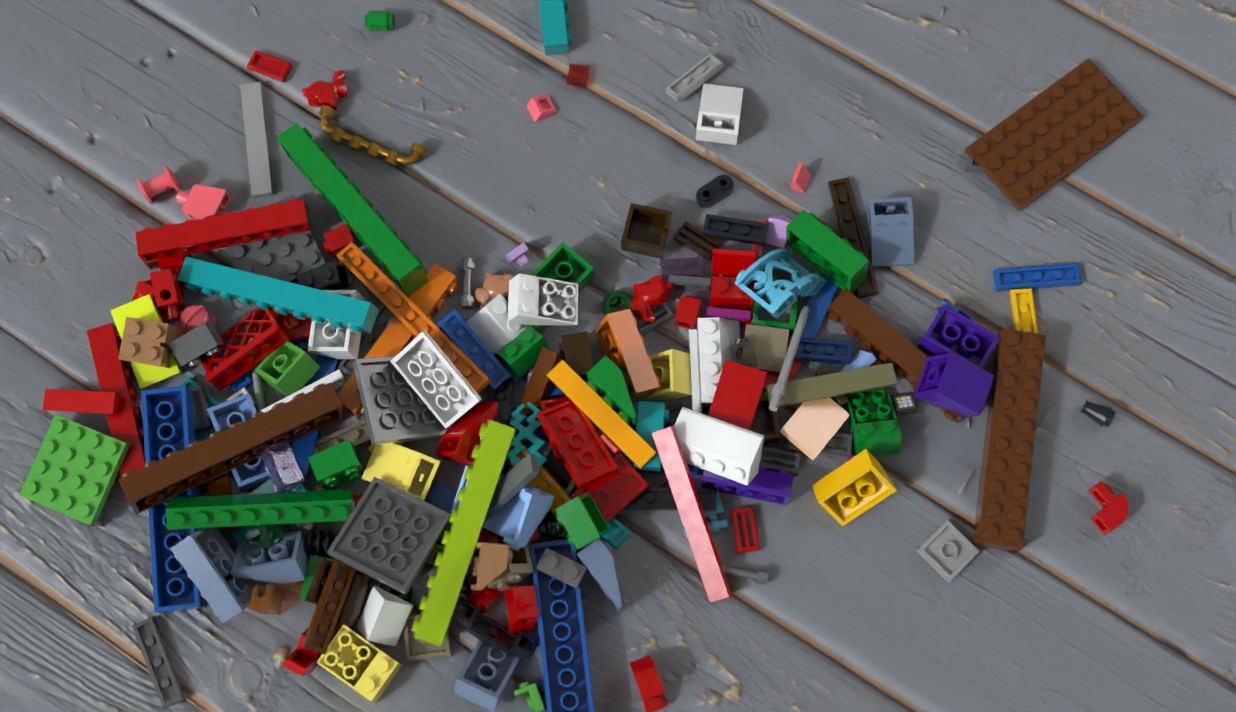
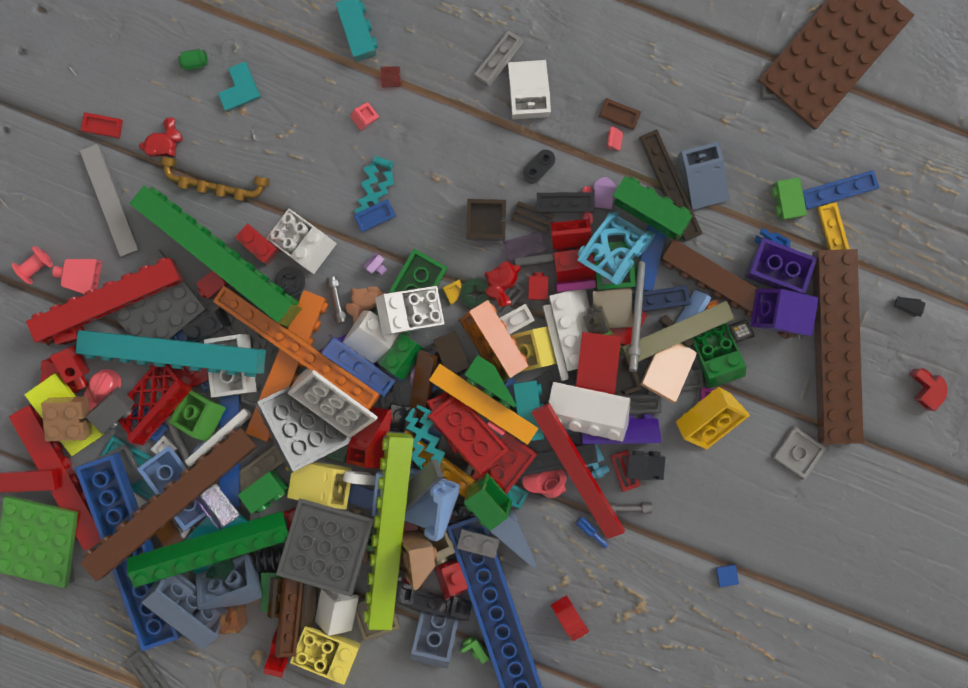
camera: 15 degrees left, 15 degrees up
(398, 209) = (257, 244): none -> red brick
(423, 61) = (244, 89): none -> teal tile
(425, 247) = (291, 272): none -> black gear
(428, 446) = (339, 455): none -> dark green tile
(446, 216) = (301, 241): none -> white slope
(446, 468) = (358, 477): none -> white beam
(529, 206) = (374, 215): none -> blue tile
(535, 170) = (370, 170): none -> teal piece
(594, 300) = (453, 291): none -> yellow tile
(654, 523) = (546, 483): none -> coral piece
(659, 340) = (517, 319): none -> white plate
(692, 589) = (588, 529): none -> blue axle
(768, 524) = (645, 466): none -> black brick
(811, 156) = (619, 114): none -> reddish brown tile
(841, 674) = (727, 575): none -> blue tile
(979, 274) = (789, 199): none -> bright green brick

